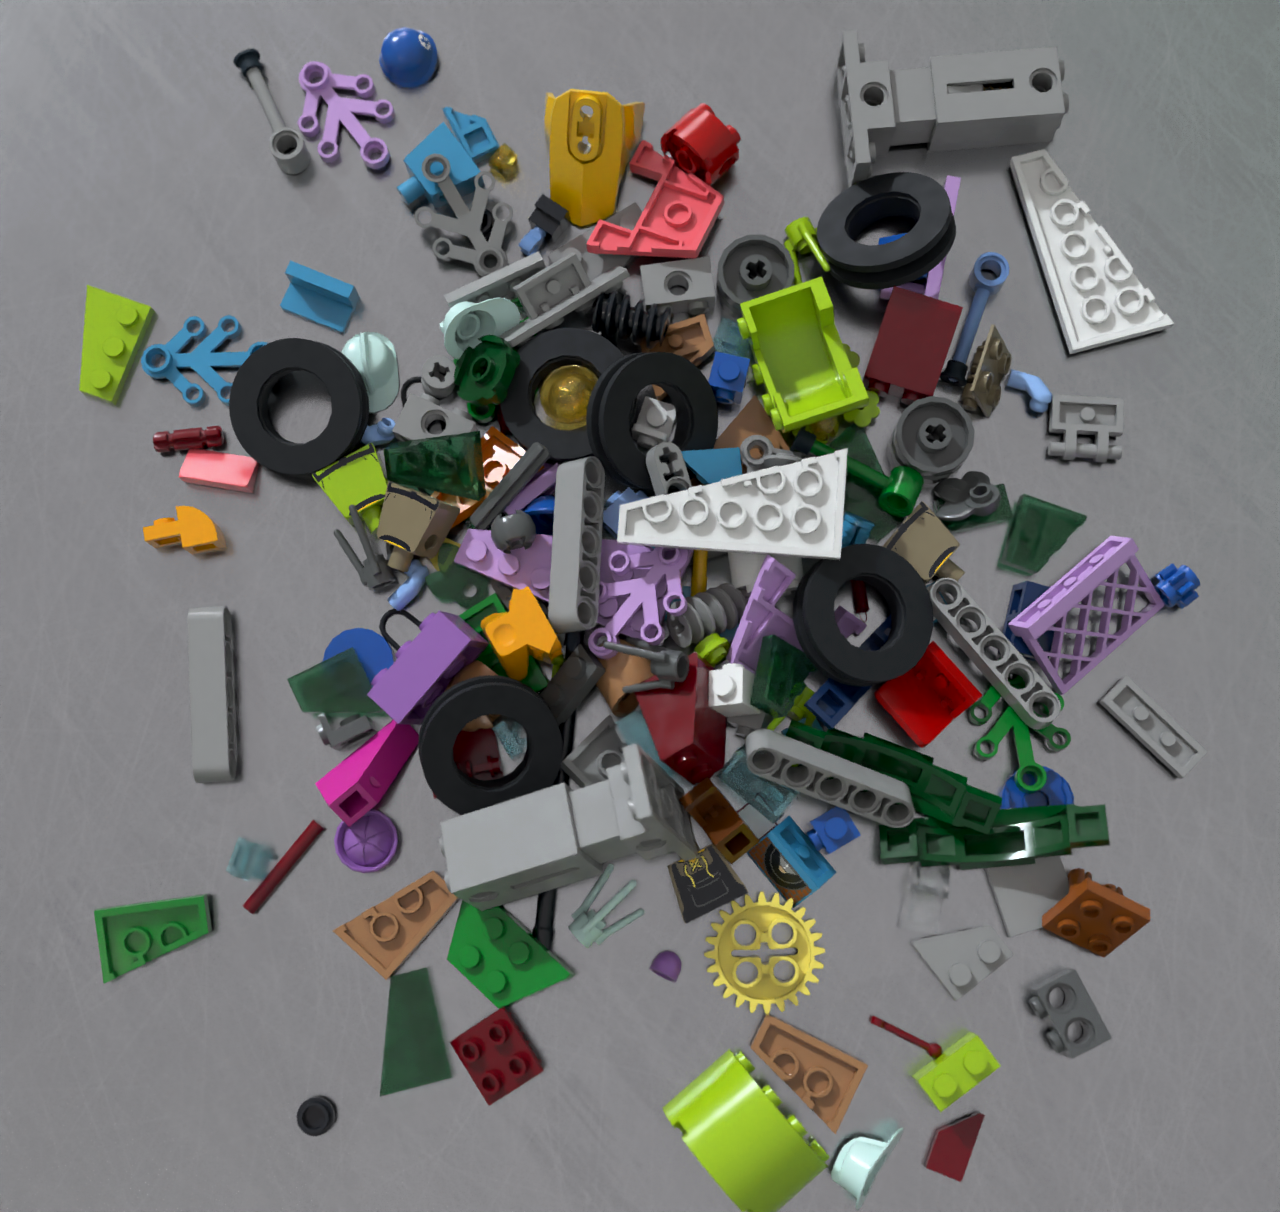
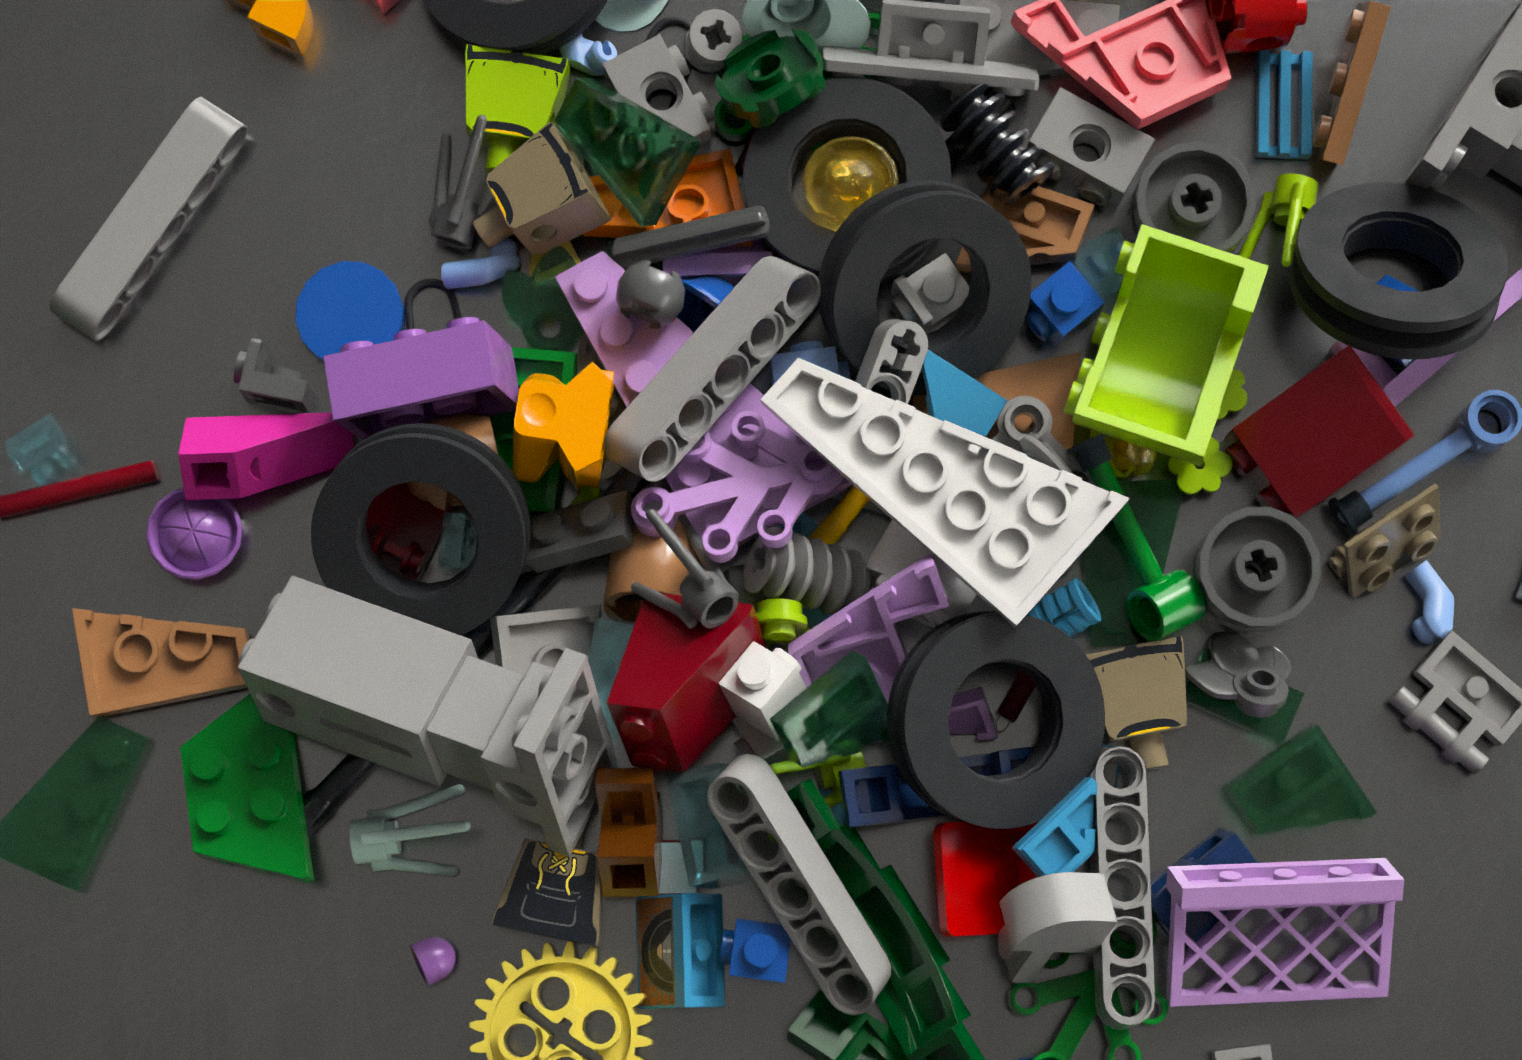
camera: 30 degrees right, 0 degrees up
(335, 686) = (297, 318): clear green wing -> none
(497, 1056) = (150, 907): dark red hinge -> none
(743, 169) = (1285, 62): none -> dark azure tile
(785, 151) = (1351, 80): none -> medium nougat wing
(944, 650) = (1063, 835): none -> dark azure tile
(971, 694) = (1053, 915): none -> light grey brick
(1177, 586) = (1420, 983): blue gear -> none

